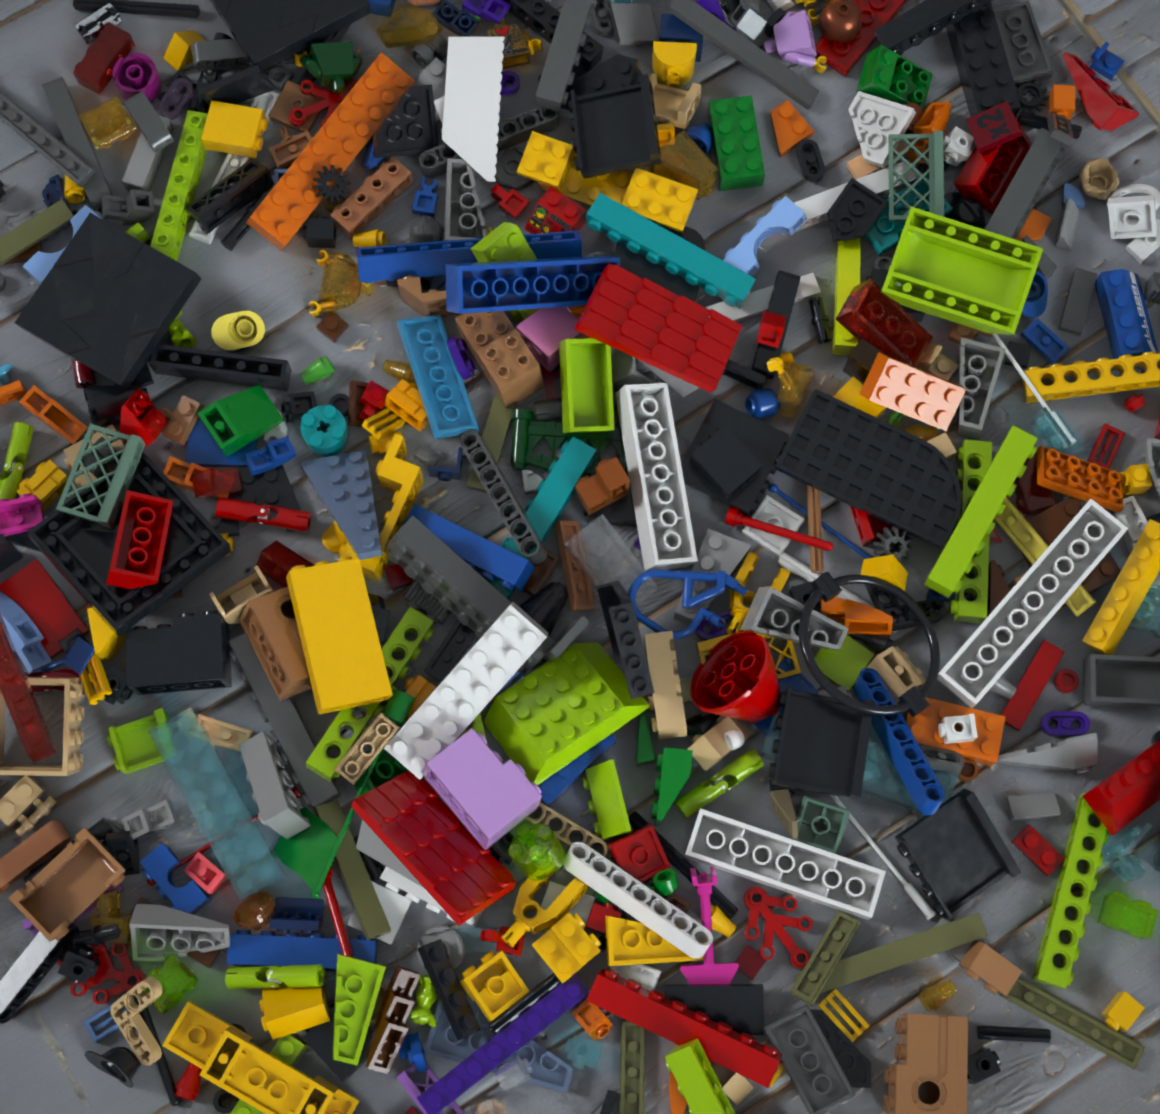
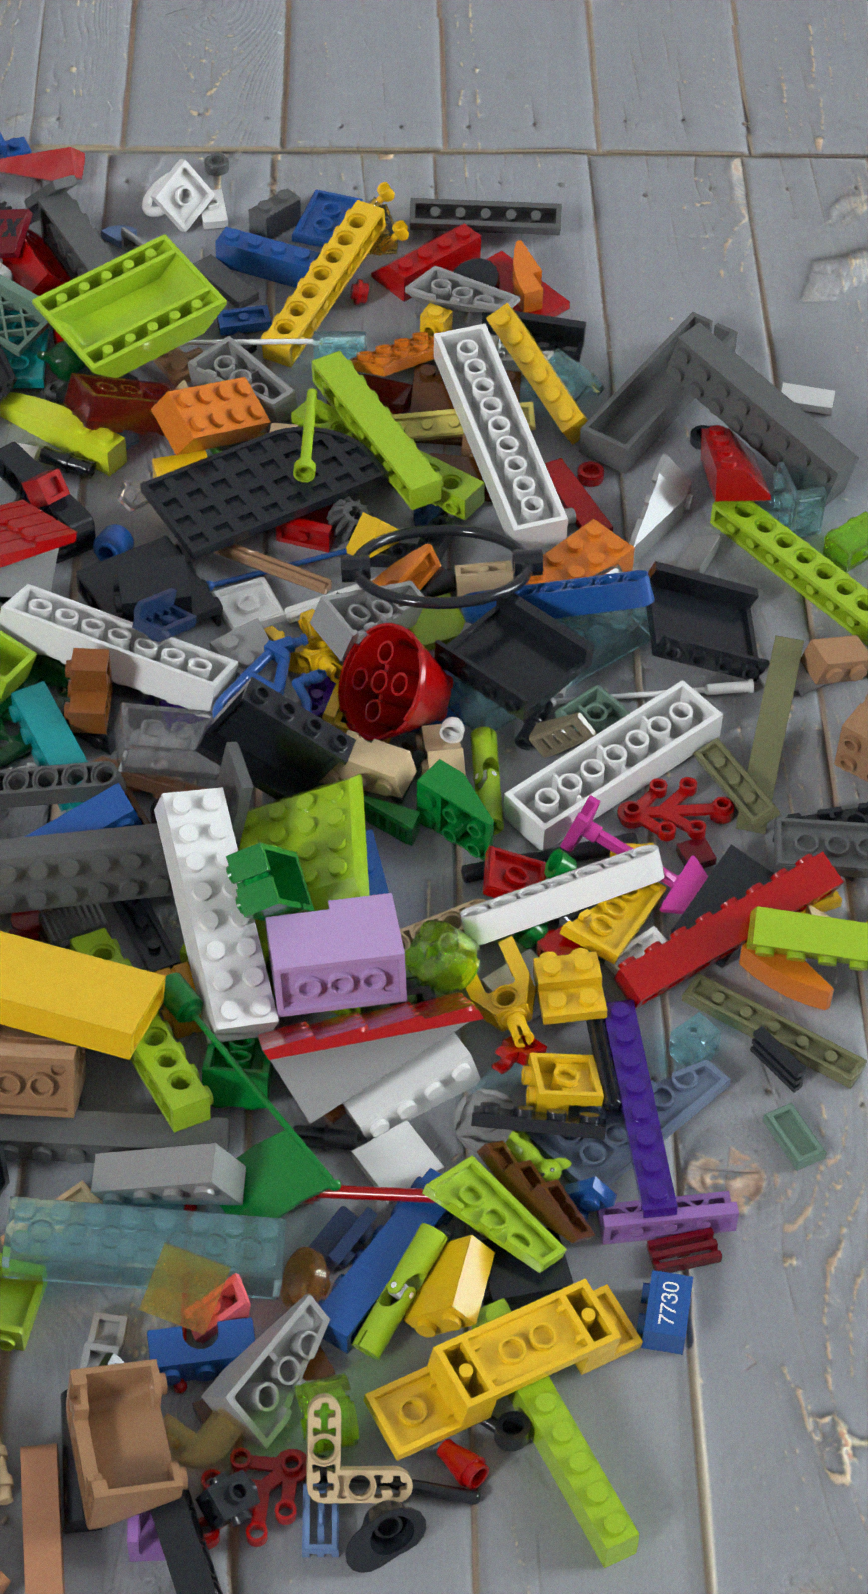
camera: 60 degrees left, 25 degrees down
(97, 935) = (210, 1453): black axle -> none
(194, 849) = (184, 1288): none -> clear yellow plate
(355, 874) = (355, 1155): olive tile -> none
(356, 760) = (205, 1043): tan tile -> none
(496, 715) = (268, 882): none -> green piece
(514, 1073) = (677, 1108): clear brick -> none
(592, 1020) = (662, 1016): orange bracket -> none
(606, 801) = (433, 871): lime slope -> none
(693, 490) = (160, 618): none -> dark blue bracket
(735, 517) = (215, 625): red piece -> none
(794, 381) = (117, 501): clear yellow torso -> none
(857, 1031) = (804, 801): yellow tile -> none
(861, 360) = (143, 443): dark brown brick -> none
(902, 489) = (304, 467): none -> lime piece
(936, 995) = (834, 718): clear yellow cone -> none
(950, 735) = (581, 547): white brick -> none
(1038, 850) = (750, 573): red plate -> none
(1062, 100) = (17, 189): orange brick -> none
(1064, 722) = (632, 492): dark purple plate -> none
(1098, 178) = (120, 205): tan hair -> none
(1105, 427) = (378, 334): red tile -> none

